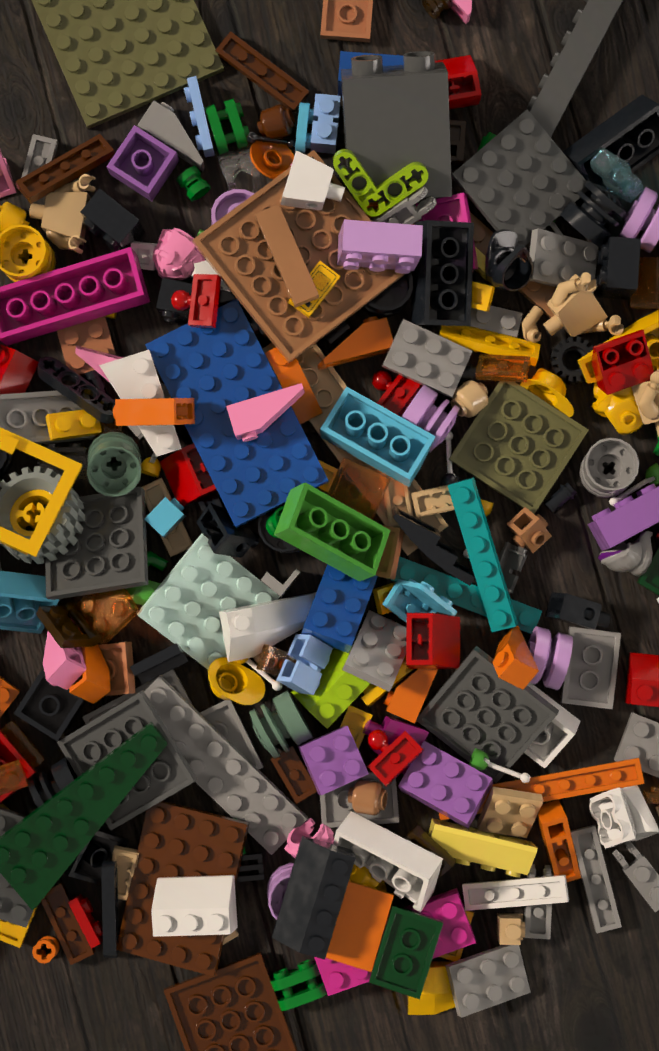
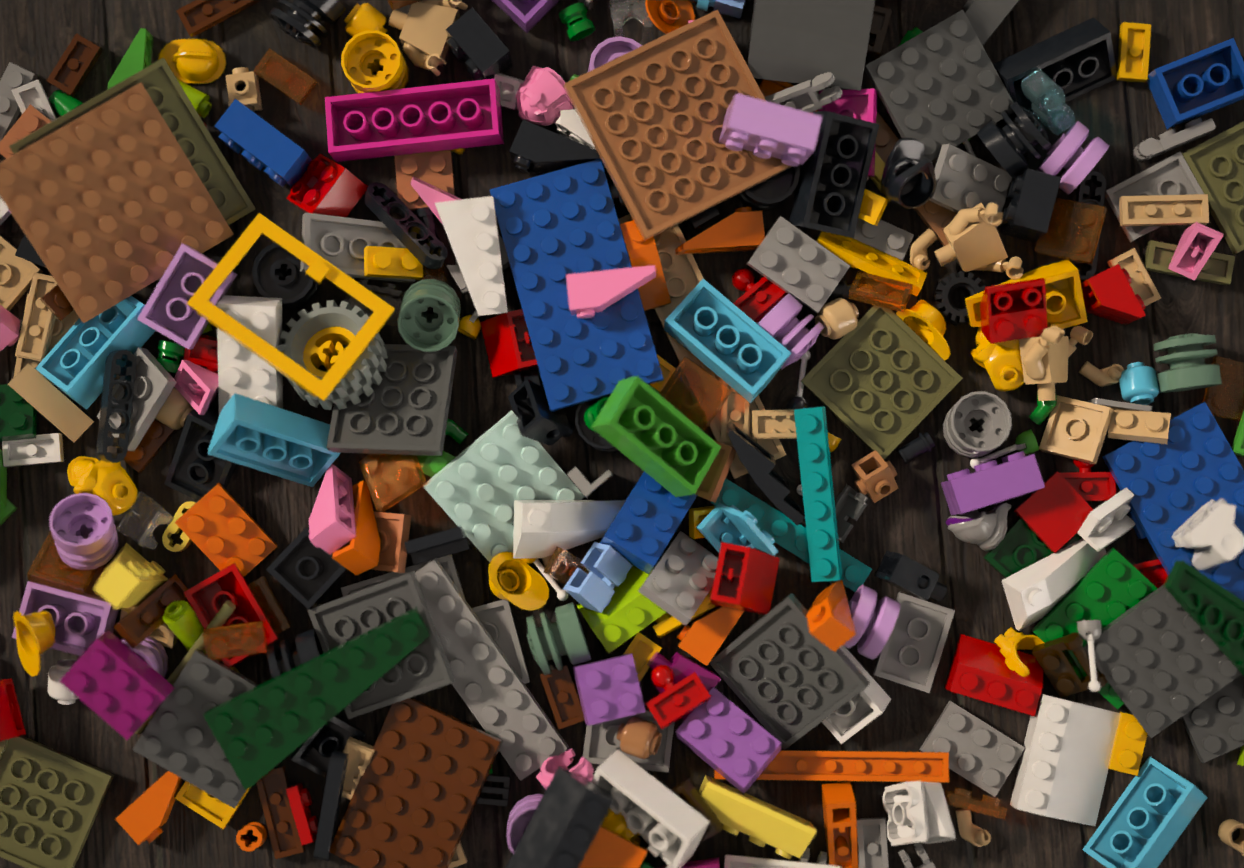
camera: 10 degrees right, 0 degrees up
(63, 630) = (340, 491): dark brown plate -> none
(154, 411) = (485, 265): orange slope -> none
(166, 516) = (476, 384): medium azure brick -> none
(178, 539) = (476, 386): tan tile -> none
(194, 906) = (424, 820): white slope -> none
(202, 301) = (561, 154): red plate -> none
(287, 255) = (665, 121): medium nougat tile -> none
(310, 184) = (706, 47): white torso -> none
(324, 280) = (688, 164): yellow tile -> none
(371, 190) = (773, 68): lime beam -> none
(480, 761) = (772, 721): hinge -> none
(509, 812) = (793, 784): tan plate -> none

